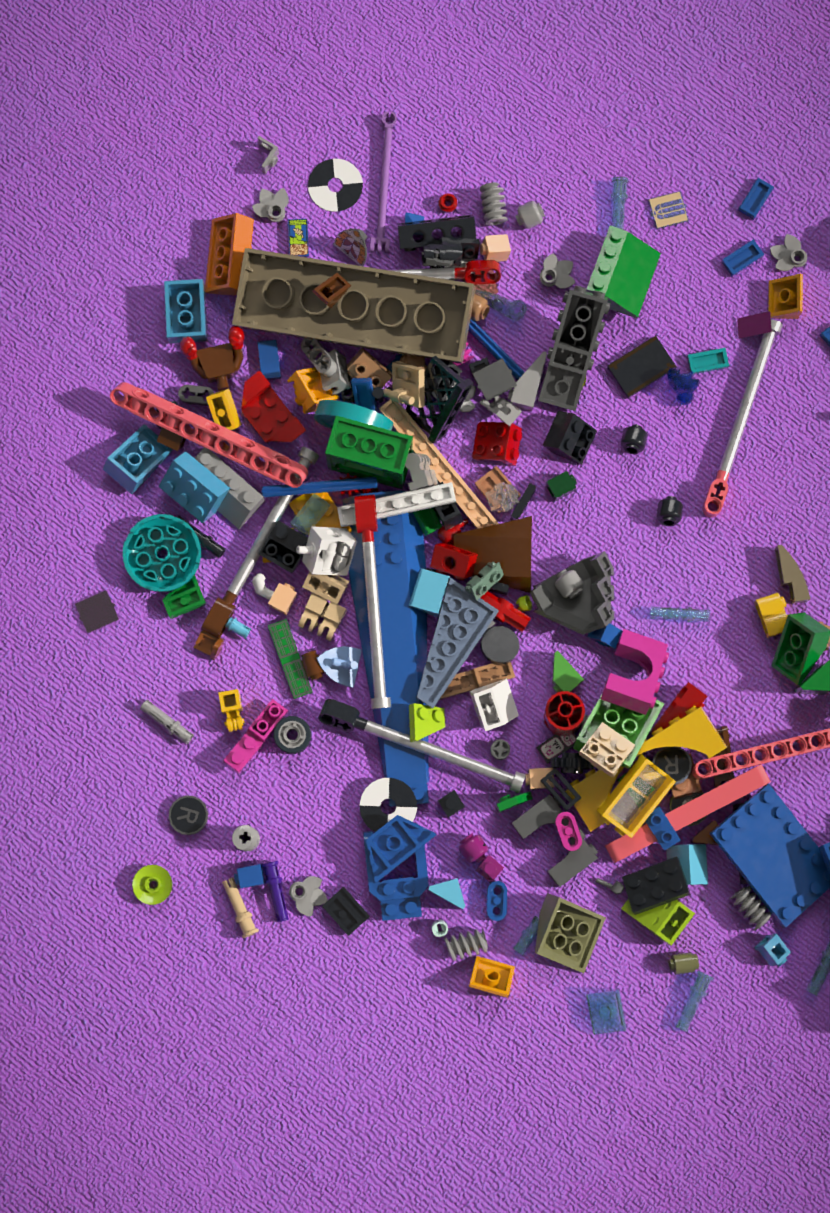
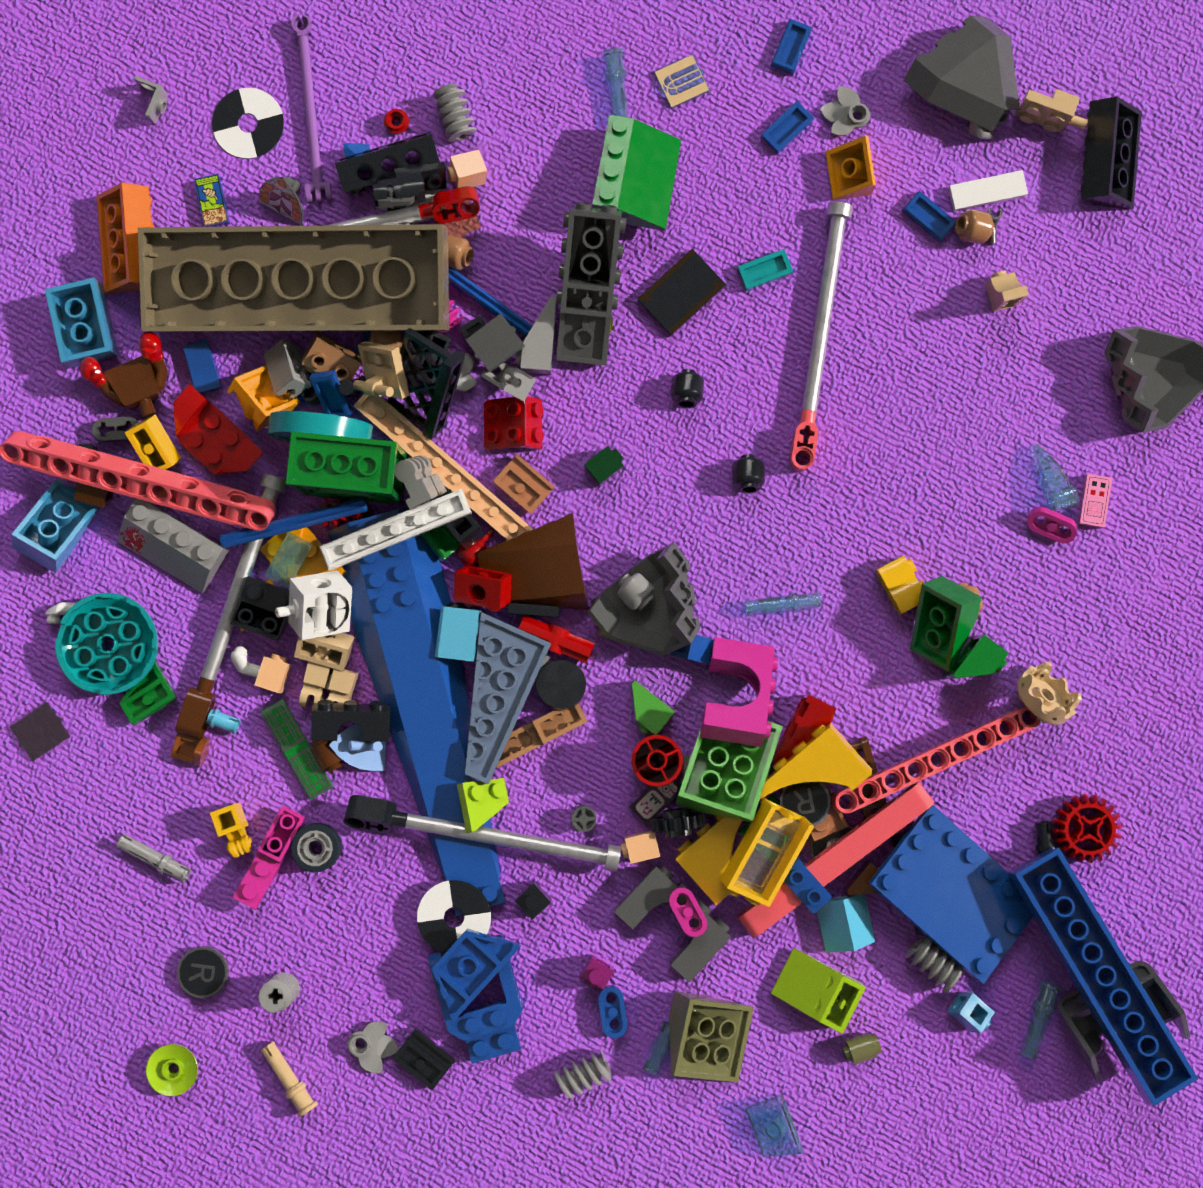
camera: 10 degrees left, 5 degrees up
(127, 522) = (53, 613): none -> white arm
(194, 487) = (132, 551): dark azure brick -> none
(207, 541) = (160, 616): black pin -> none
(249, 876) = (294, 1037): blue brick -> none
(271, 202) = (168, 161): light grey plate -> none
(274, 881) = (326, 1039): dark purple pin -> none
(320, 637) = (329, 716): none -> black arch
(325, 357) = (271, 353): light grey beam -> none
(332, 289) = (259, 264): reddish brown slope -> none
(367, 524) = (360, 563): flat silver piece -> none
(435, 928) = (541, 1062): light aqua hinge -> none
(450, 892) = (550, 1015): medium azure slope -> none
(473, 848) = (571, 951): magenta head -> none
(490, 575) = (533, 599): sand green hinge -> none
(491, 976) = (622, 1111): light orange slope -> none
(494, 704) = (567, 763): white slope -> none
(502, 497) = (530, 495): clear brick -> none
(503, 304) = (490, 242): clear light blue piece -> none
(507, 802) = (604, 887): green wing -> none
(523, 502) = (559, 495): black tile -> none
(524, 603) = (583, 625): lime hinge -> none
(530, 214) = (504, 118): light grey head -> none
(555, 795) = (686, 873): black tile -> none
(558, 270) = (553, 184): light grey plate -> none
(569, 437) = (604, 400): black slope -> none
(606, 750) = (719, 803): tan plate -> none
(616, 888) = (761, 967): dark grey hand -> none
(656, 885) = (810, 959): black plate -> none
(682, 385) = (738, 307): clear blue piece -> none
(698, 992) = (885, 1081): clear light blue pin -> none
(754, 324) = (816, 212): magenta sticker -> none
(791, 575) = (916, 529): dark tan slope -> none

